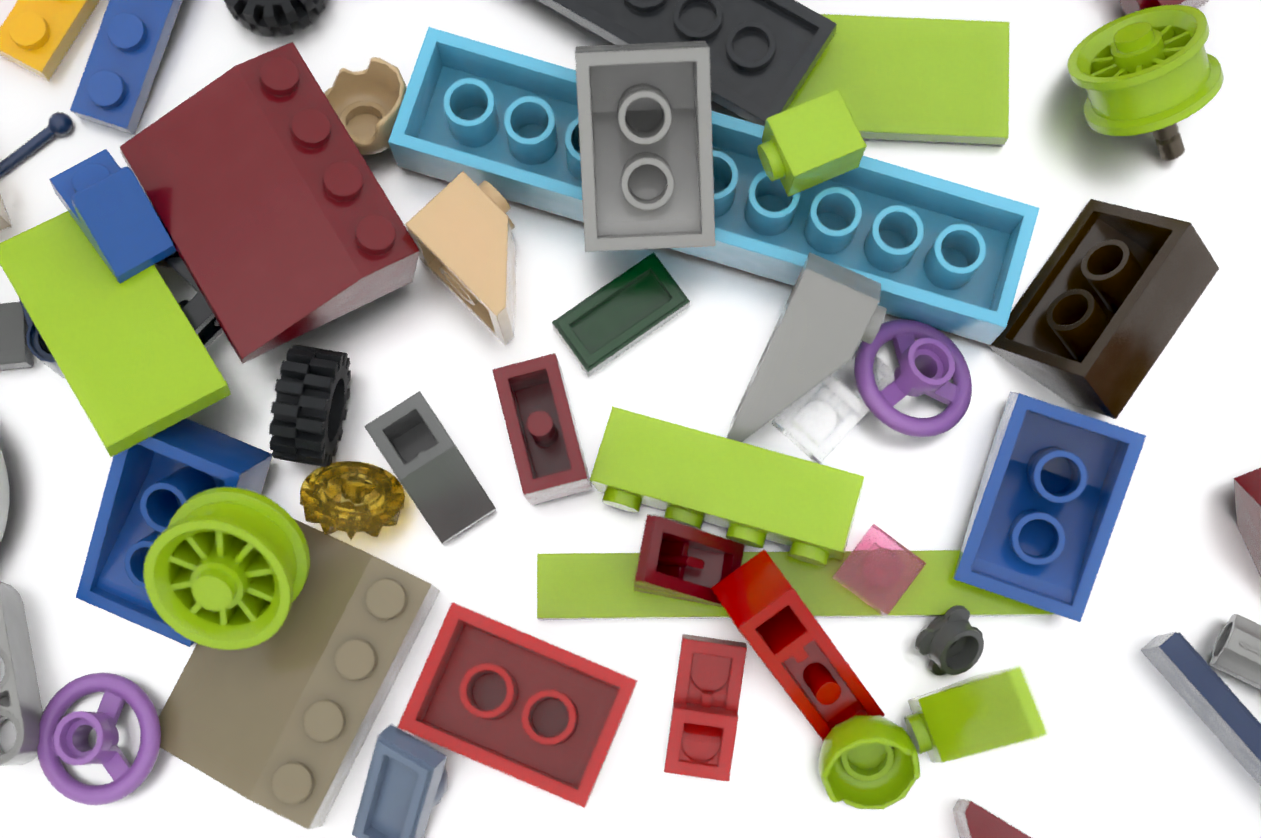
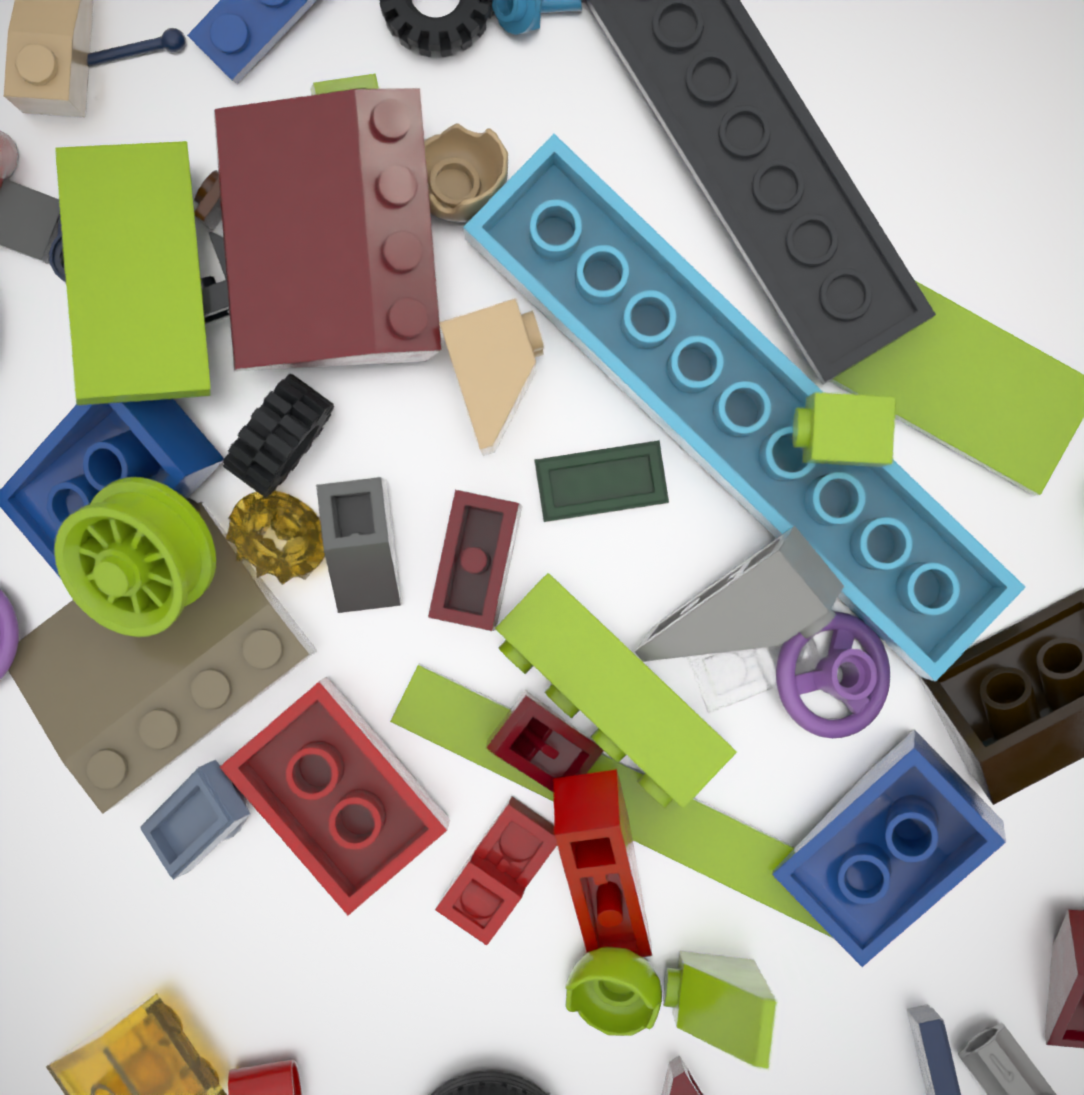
camera: 25 degrees right, 10 degrees up
(114, 214) = (180, 171): blue slope -> none
(646, 145) = (696, 353): light grey slope -> none
(879, 570) = (711, 832): clear pink plate -> none
(951, 642) = (742, 924): dark grey plate -> none

